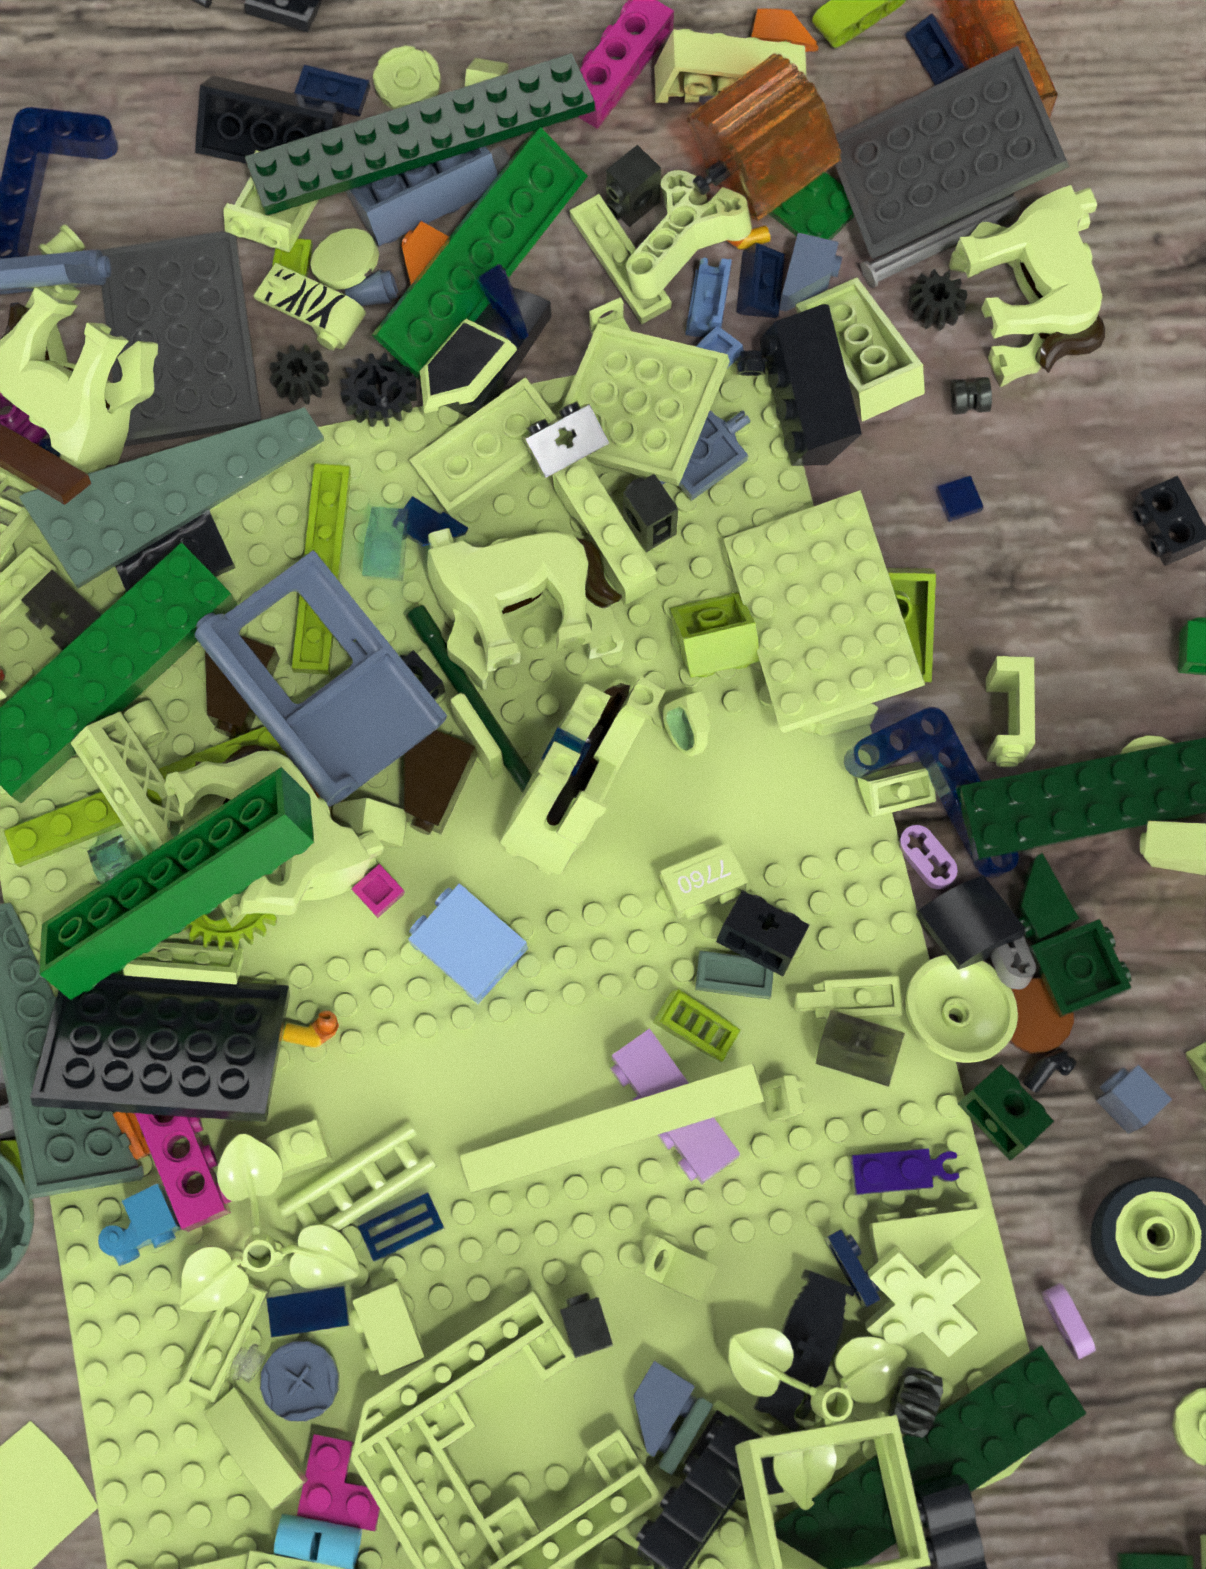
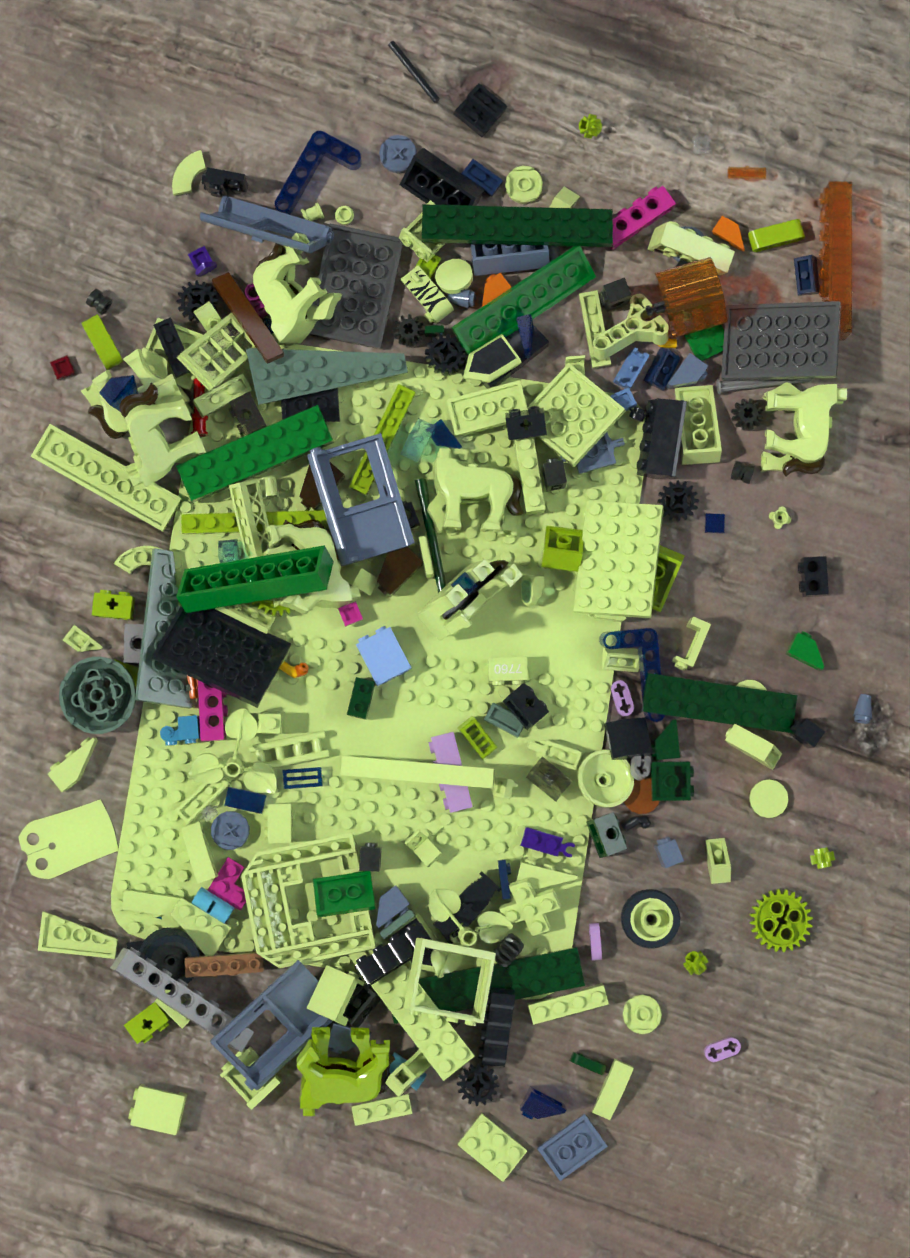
camera: 20 degrees right, 10 degrees up
(118, 231) = (344, 215): none -> yellowish green plate
(171, 105) = (397, 153): none -> sand blue tile
(343, 357) = (434, 330): none -> dark green tile
(455, 1035) = (361, 698): none -> dark green brick
(562, 1417) = (344, 894): none -> green plate
(896, 489) = (670, 493): none -> black gear
(1070, 1463) = (568, 1004): none -> yellowish green arch
(1074, 441) = (786, 519): none -> yellowish green plate

